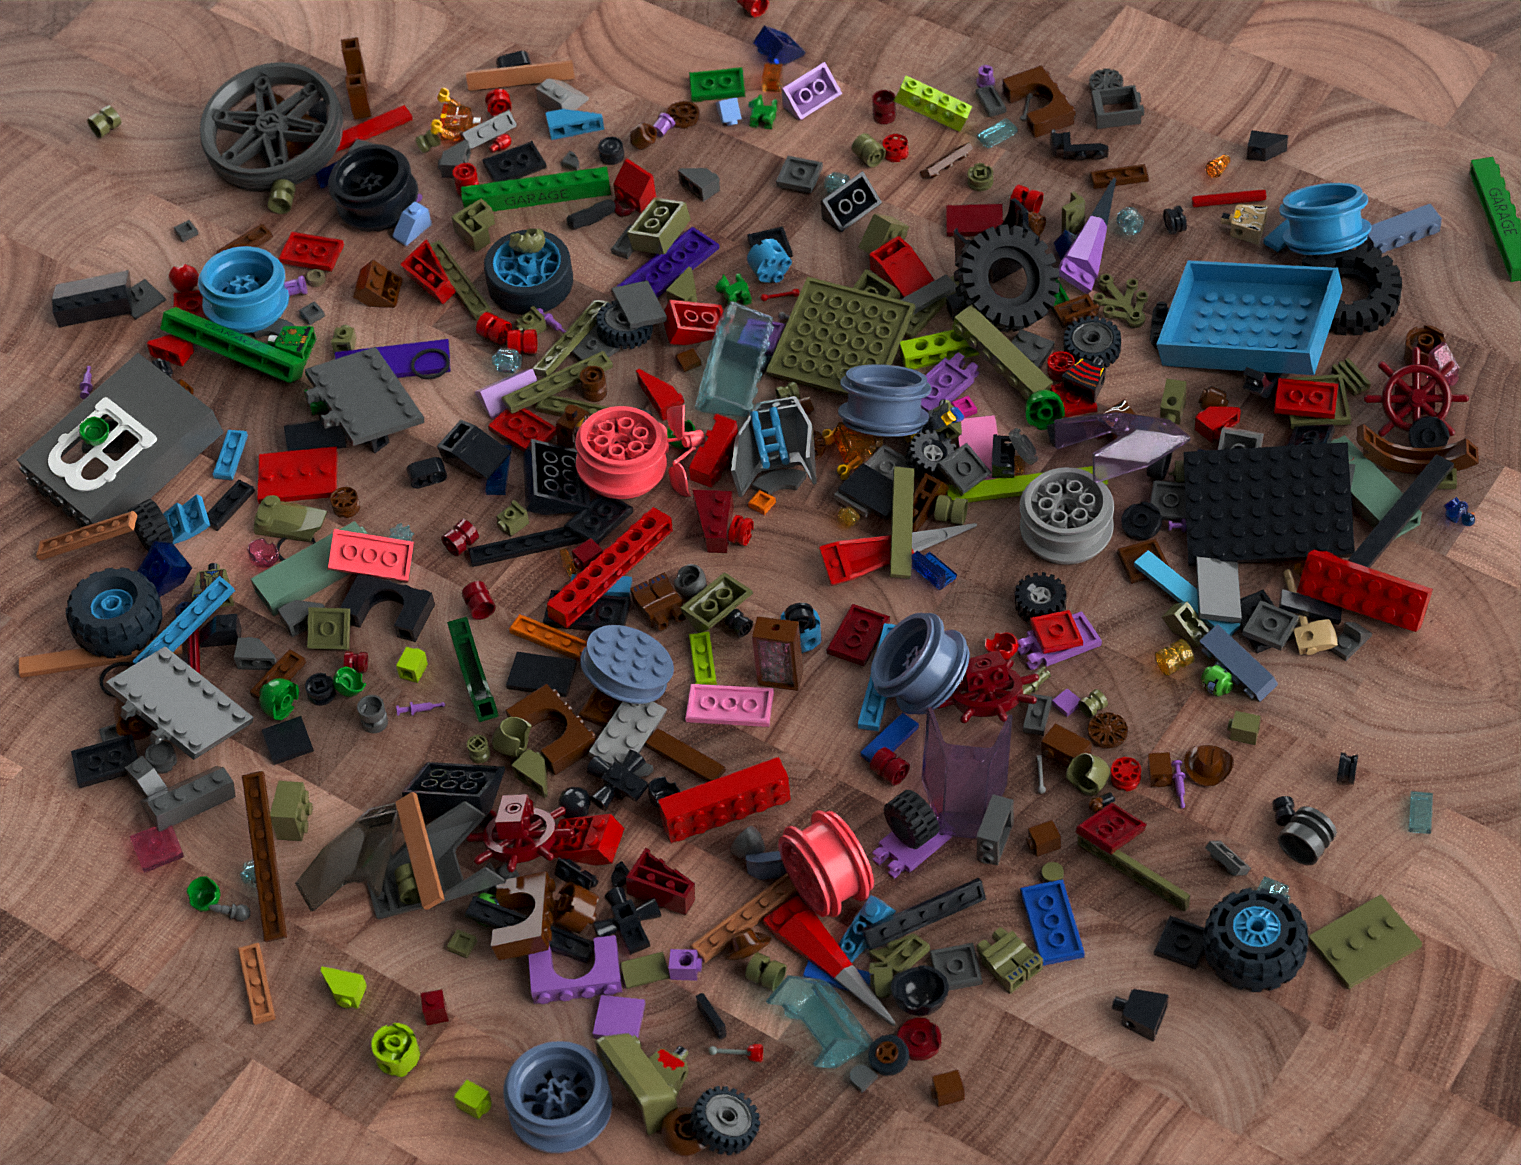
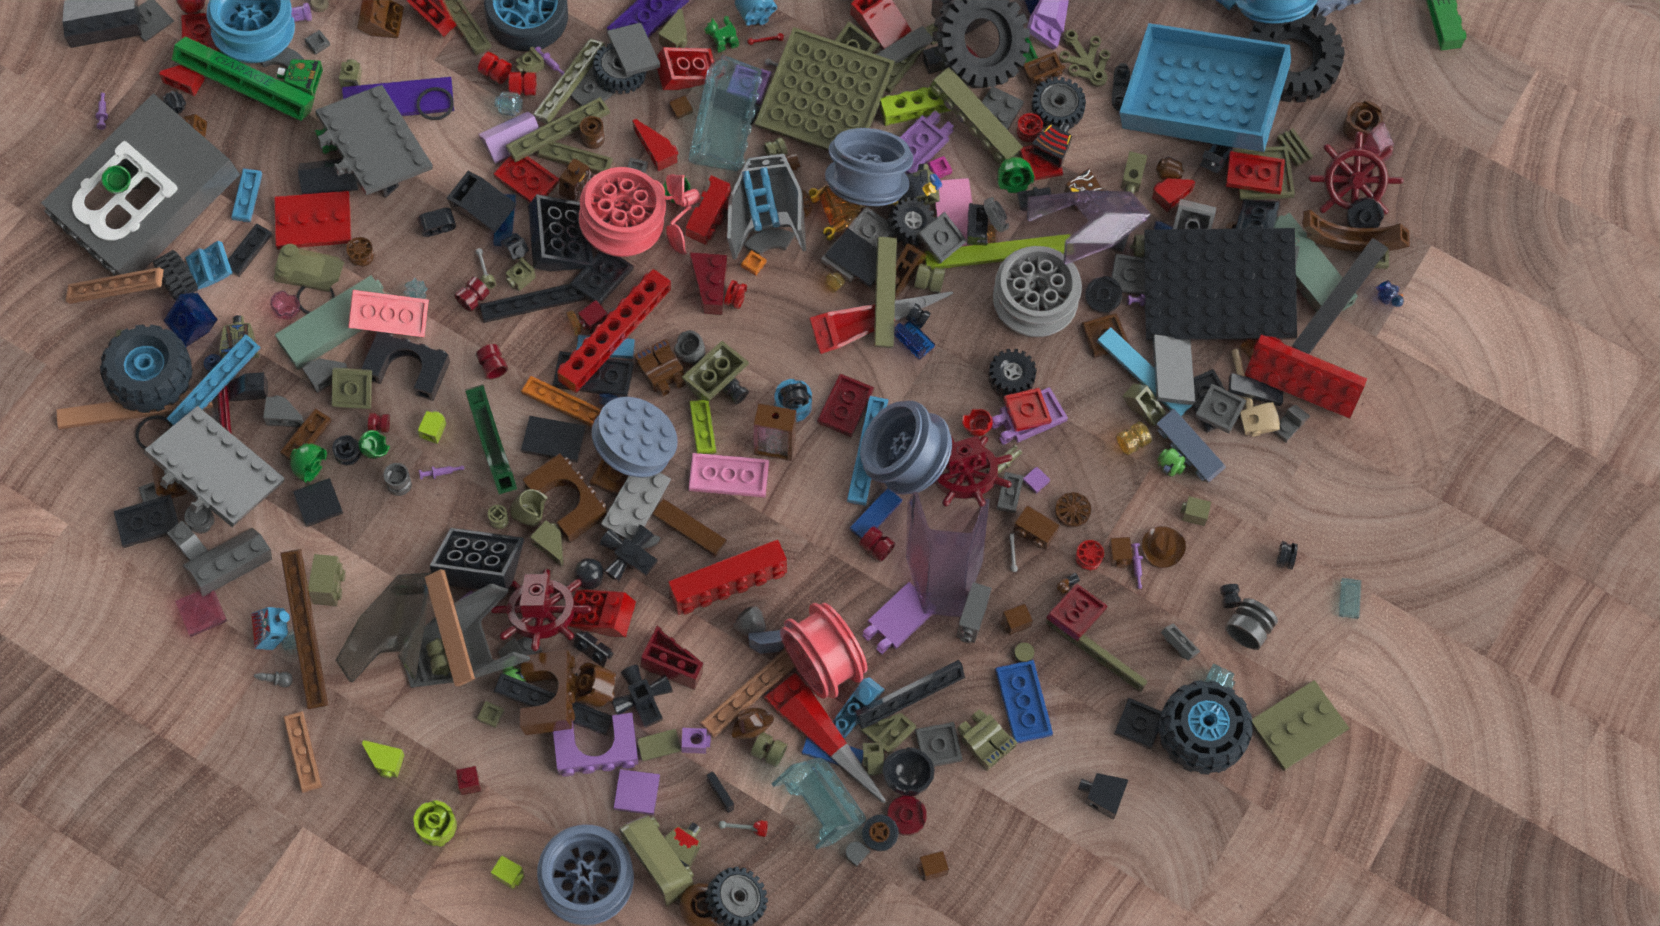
camera: 10 degrees left, 15 degrees up
(203, 893) = (248, 662): green hair -> none
(228, 858) = (269, 627): none -> dark azure torso
(476, 522) = (487, 279): none -> hinge
(507, 491) = (516, 249): none -> black brick
(619, 875) = (633, 648): black tile -> none
(661, 788) = (671, 566): black hair -> none
(911, 819) = (899, 604): black tyre -> none
(938, 545) = (918, 315): none -> black wheel
(1088, 773) = (1057, 556): olive piece -> none
(1093, 703) = (1060, 482): olive wheel -> none

